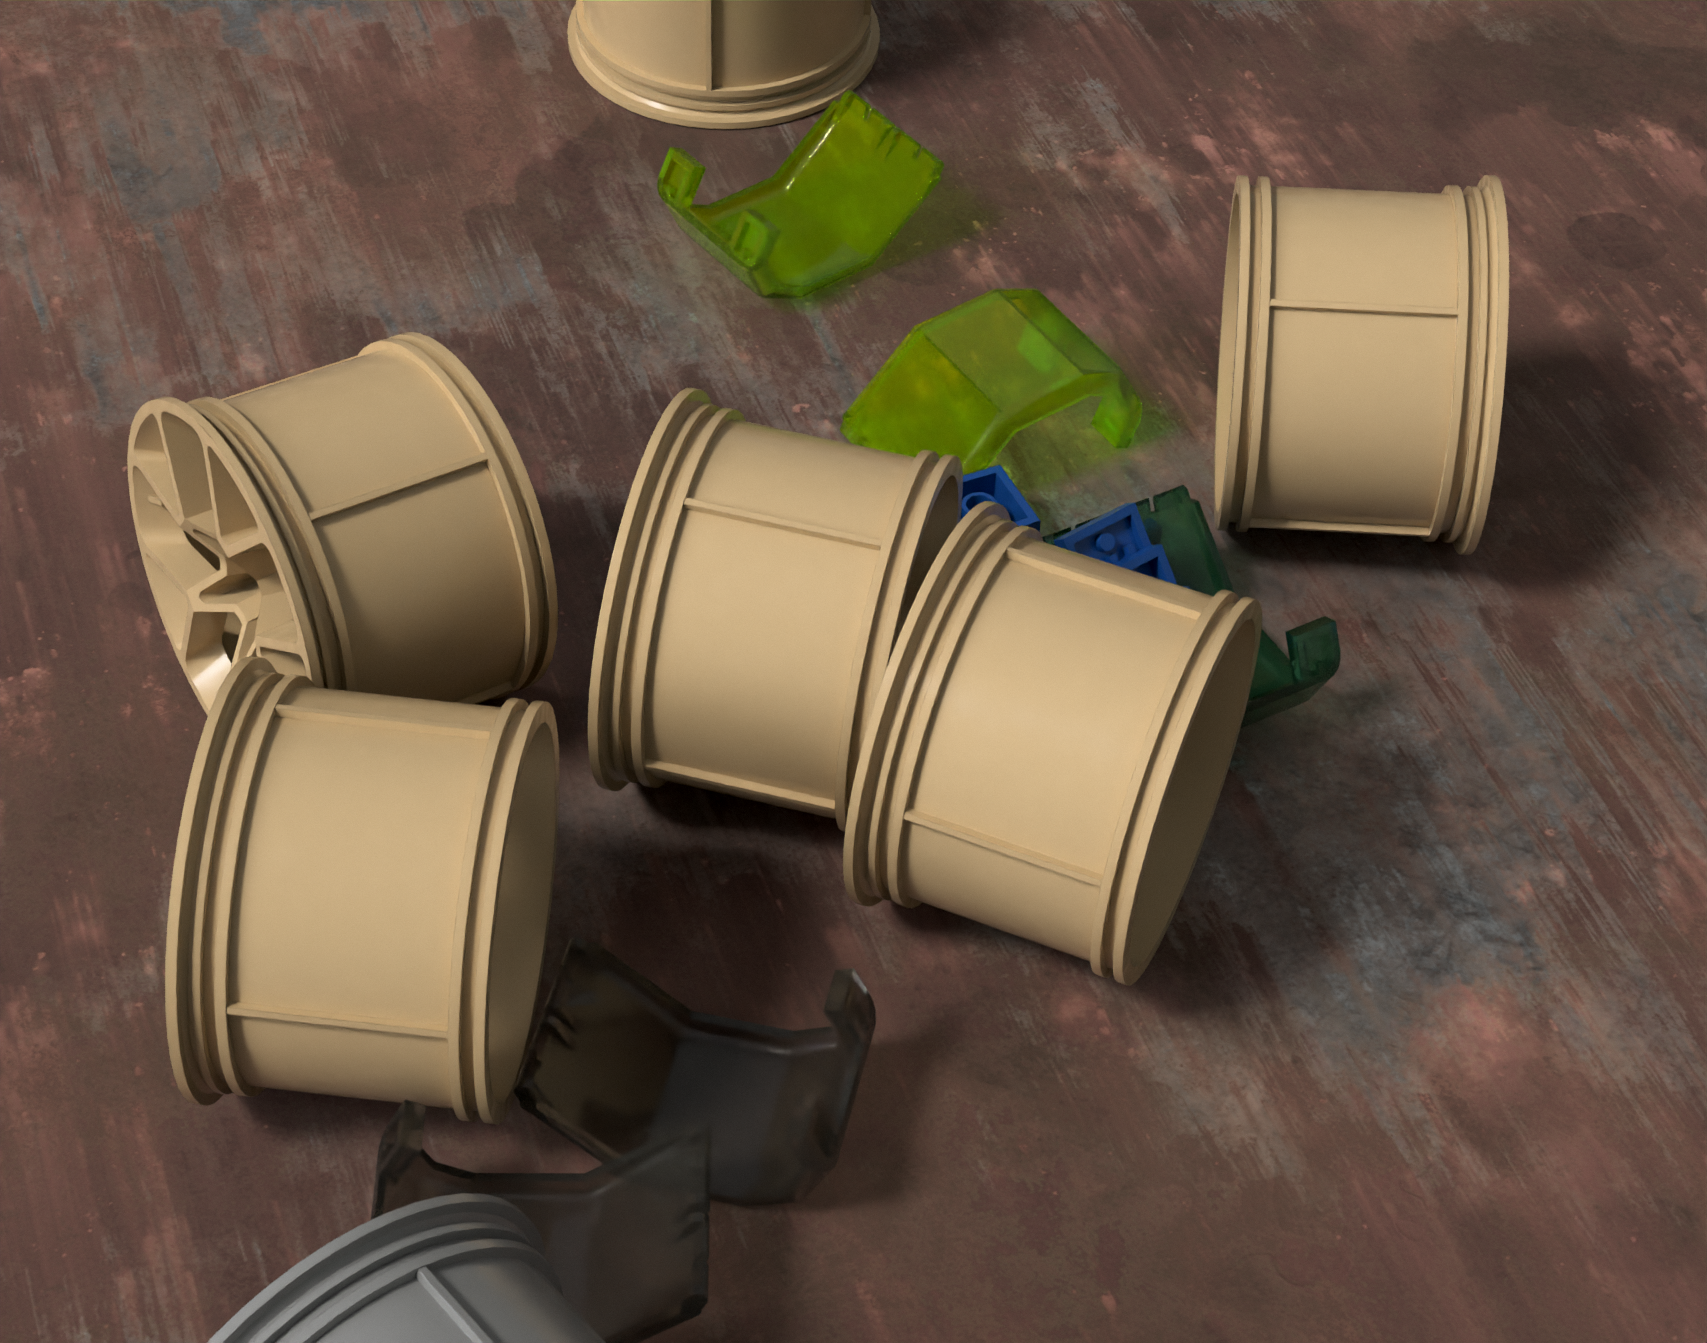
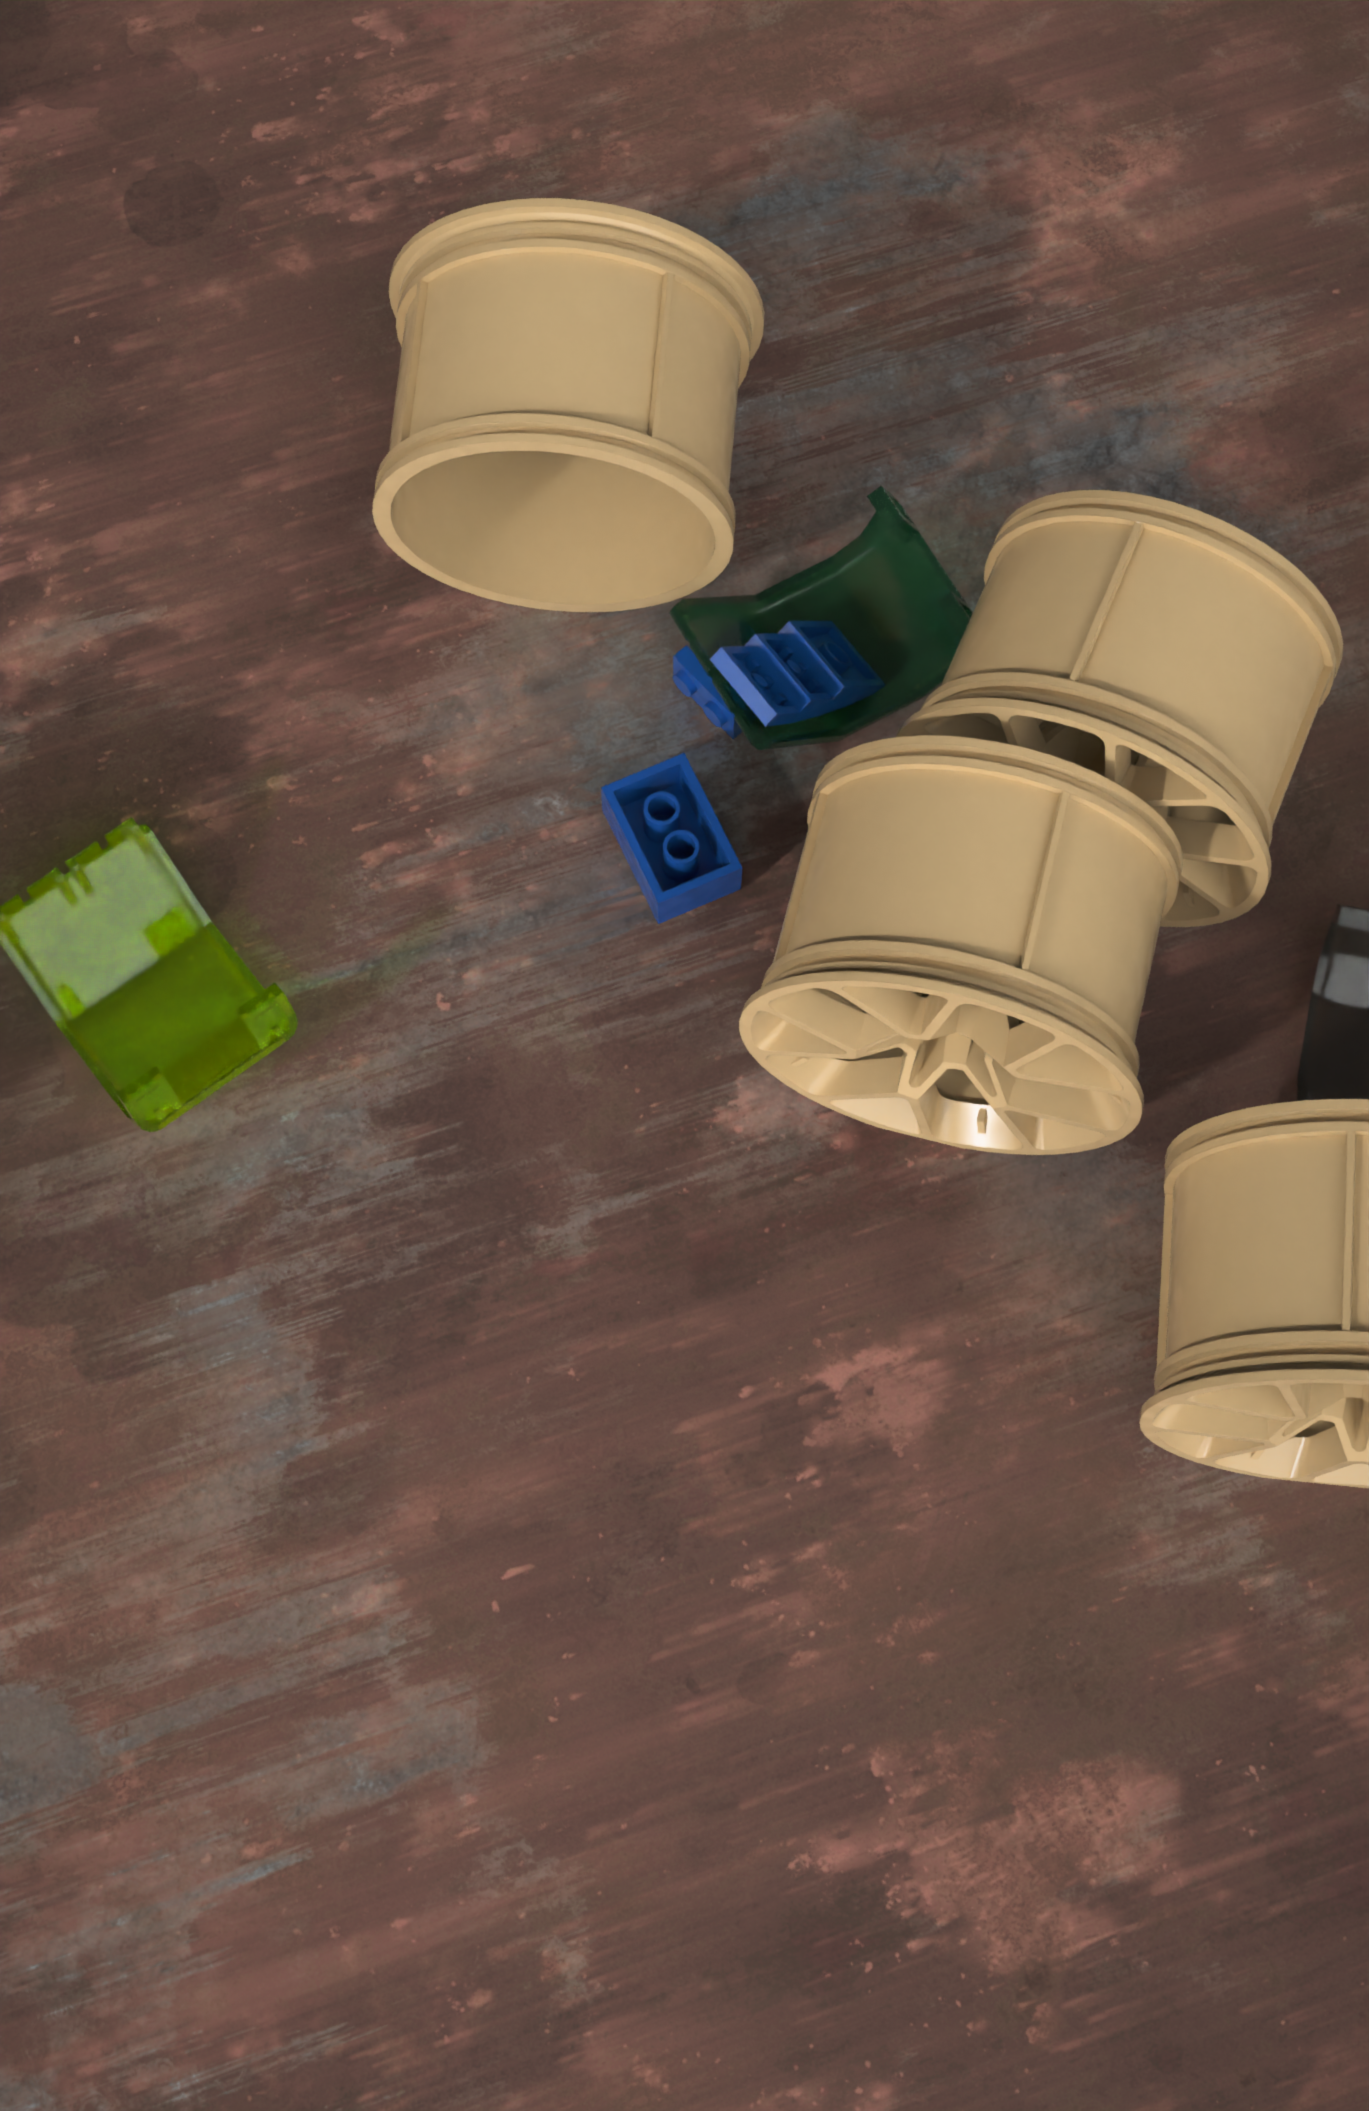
camera: 90 degrees left, 25 degrees up
(348, 530) = (892, 1378): tan wheel -> none
(985, 374) = (490, 800): clear neon green windscreen -> none

